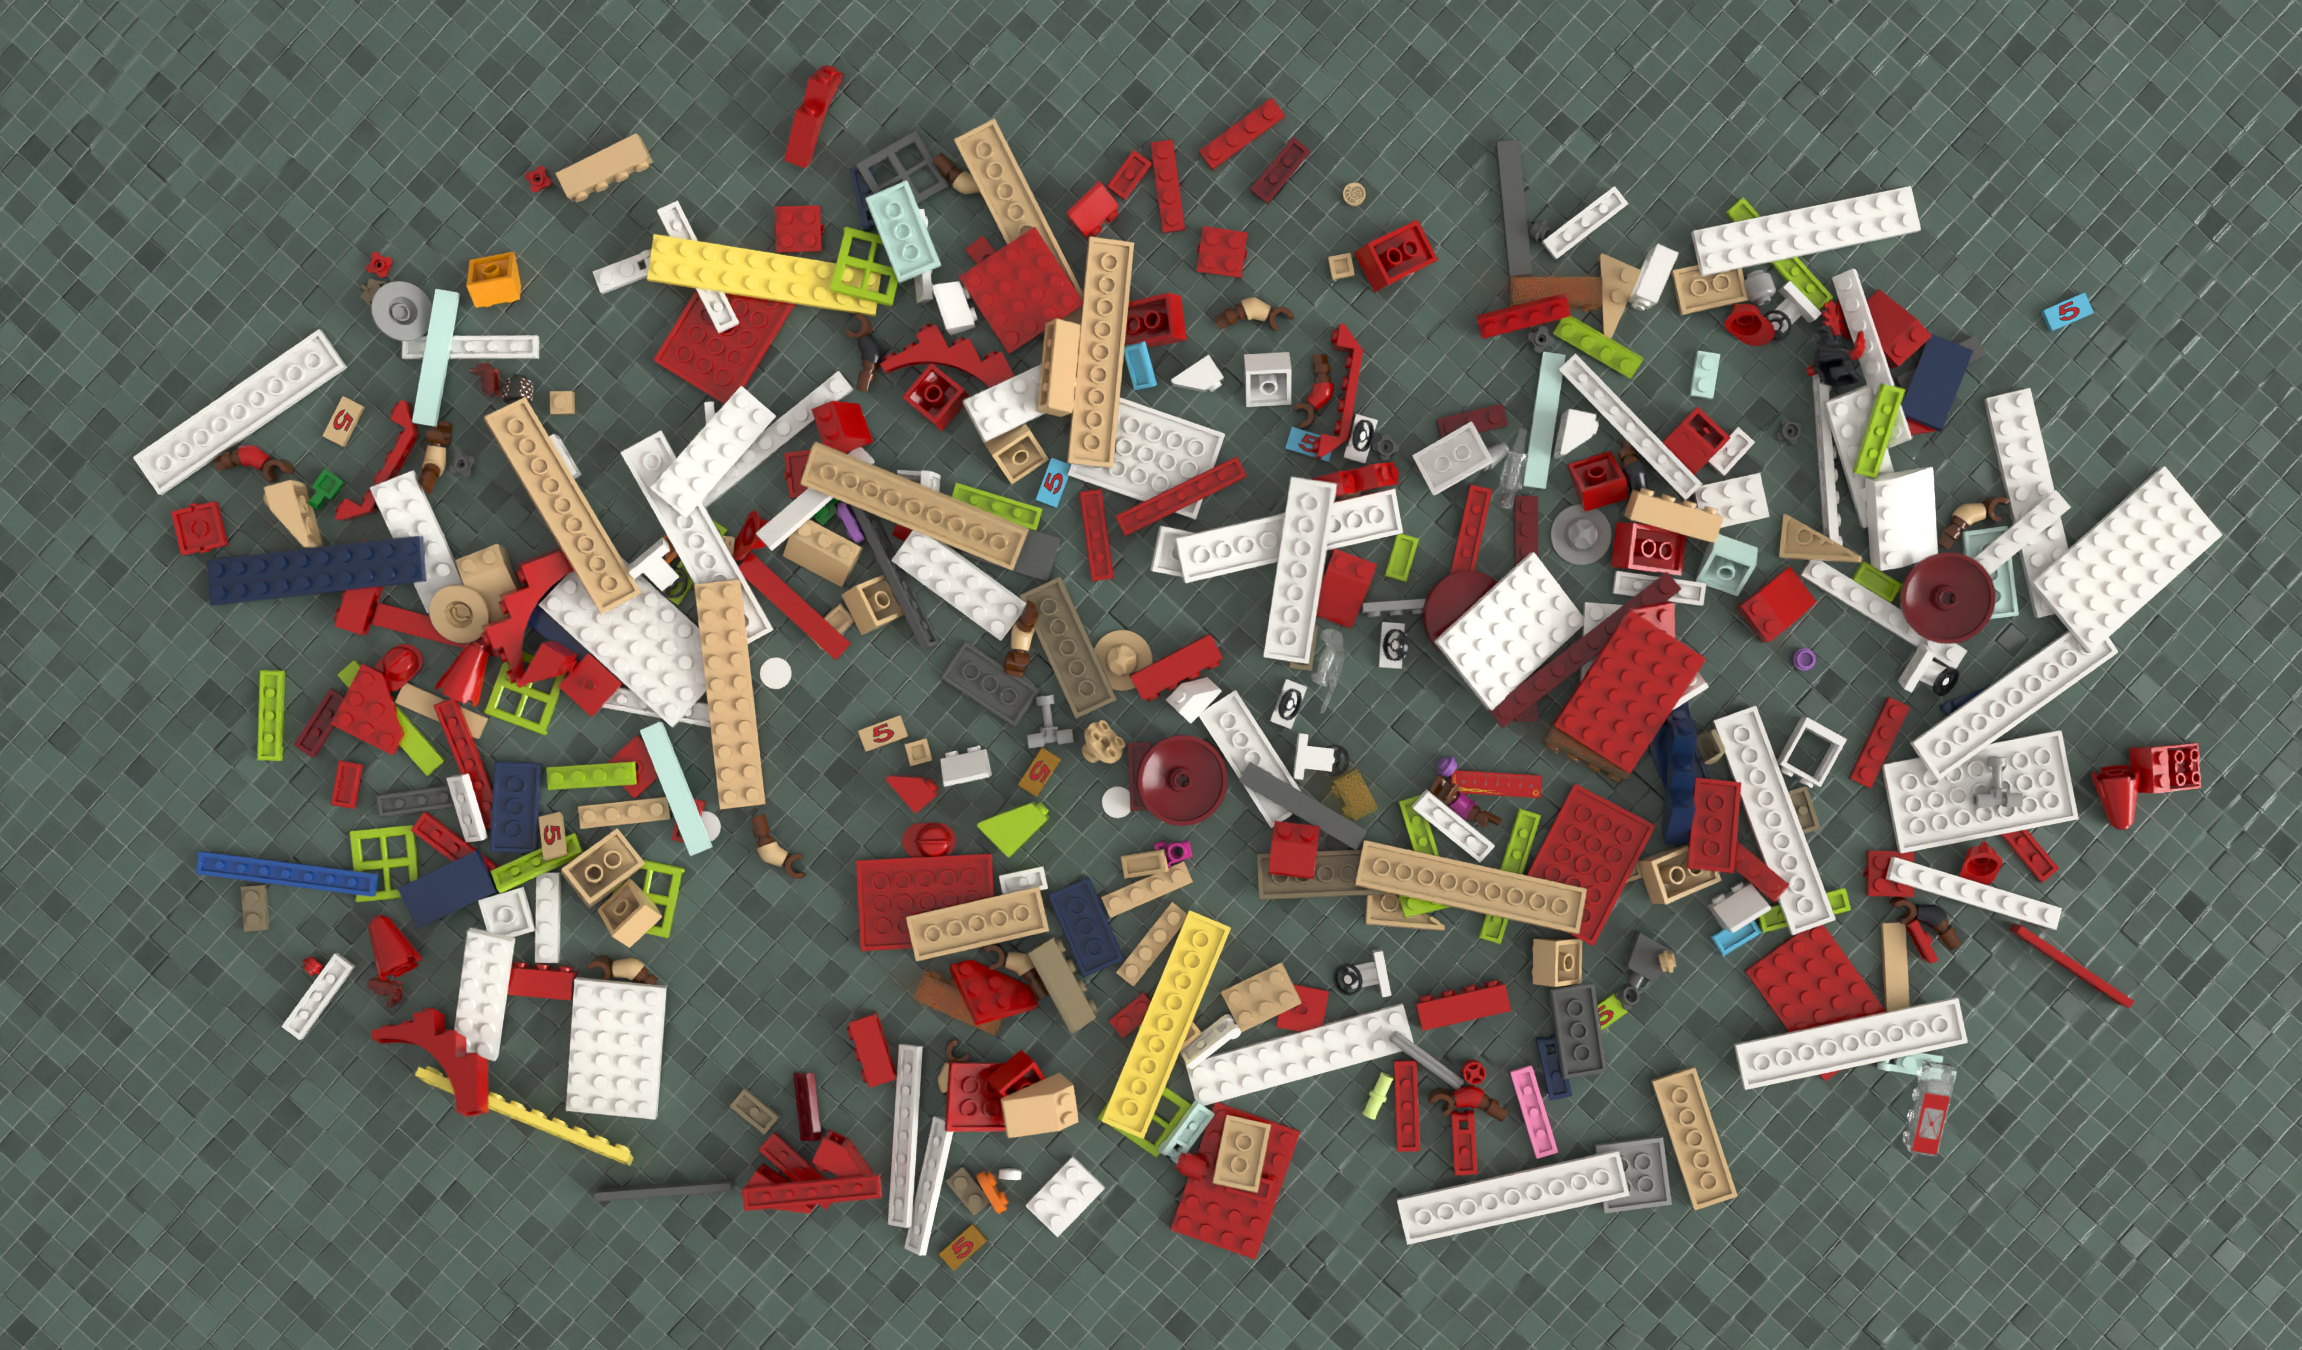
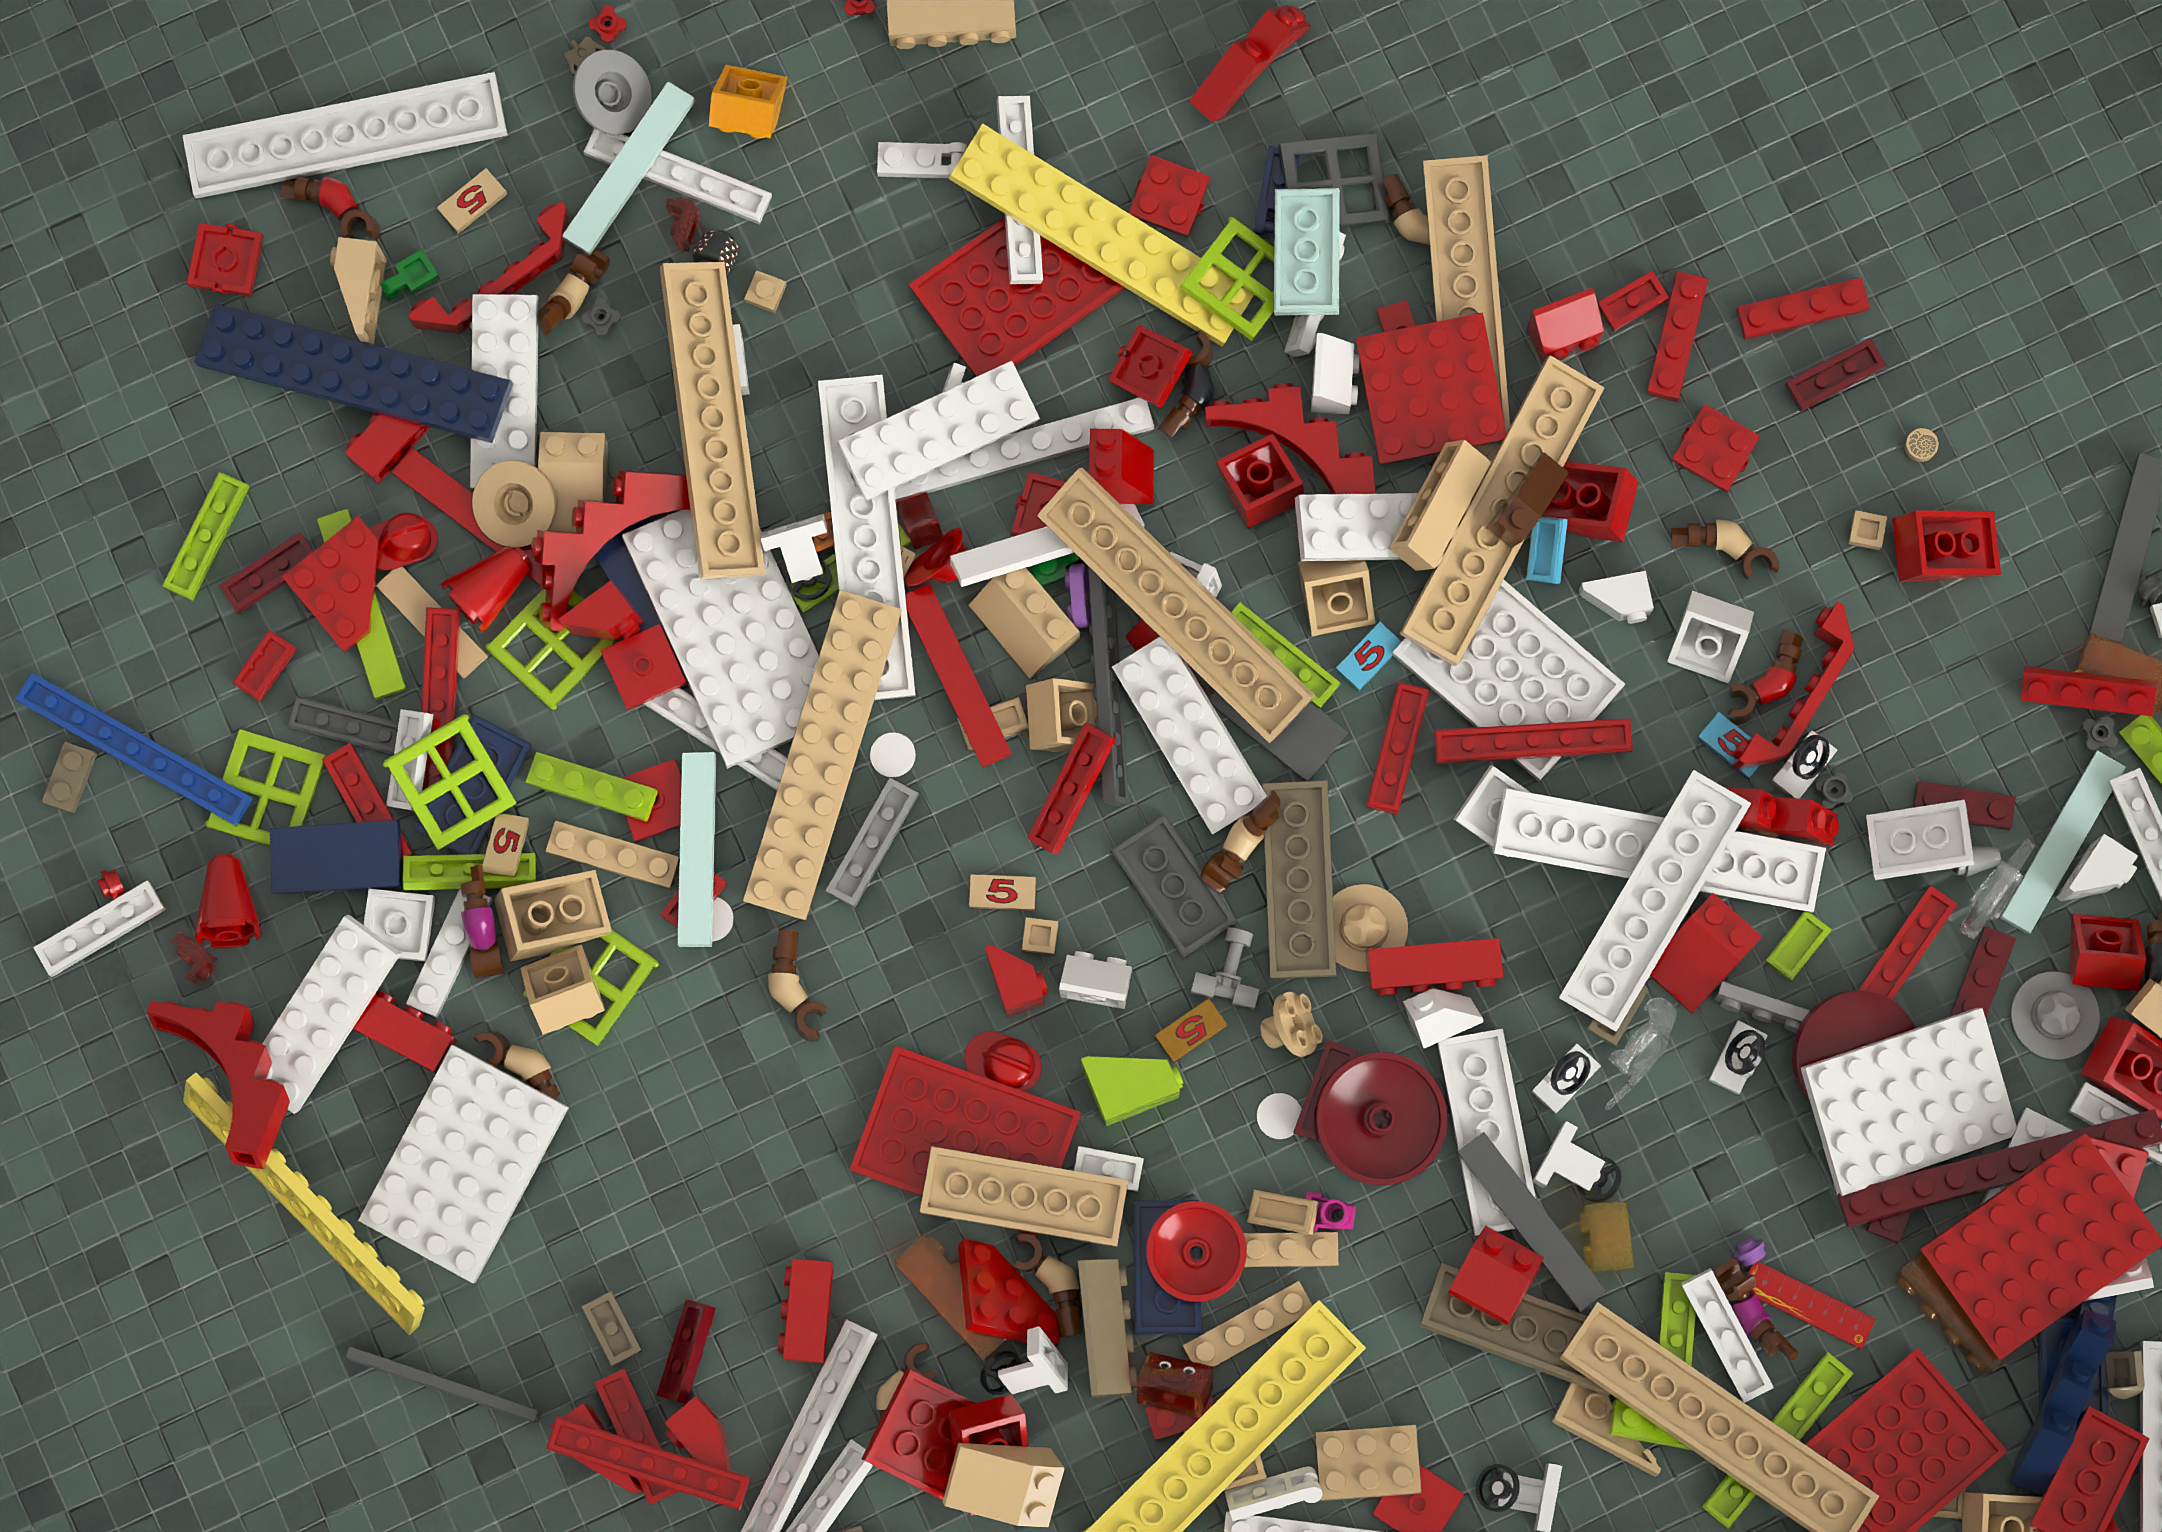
camera: 20 degrees right, 10 degrees down
(498, 812) = (450, 781): none -> lime window
(559, 898) = (480, 927): none -> piece
(727, 514) = (920, 520): none -> clear red bracket
(786, 736) = (872, 842): none -> light grey plate
(833, 350) = (1149, 366): none -> red plate
(898, 650) = (1071, 788): none -> red plate
(1033, 1023) = (1045, 1368): none -> white piece
(1100, 930) = (1199, 1226): none -> red dish
(1115, 340) = (1528, 501): none -> reddish brown slope
(1121, 1001) = (1174, 1384): none -> clear red brick

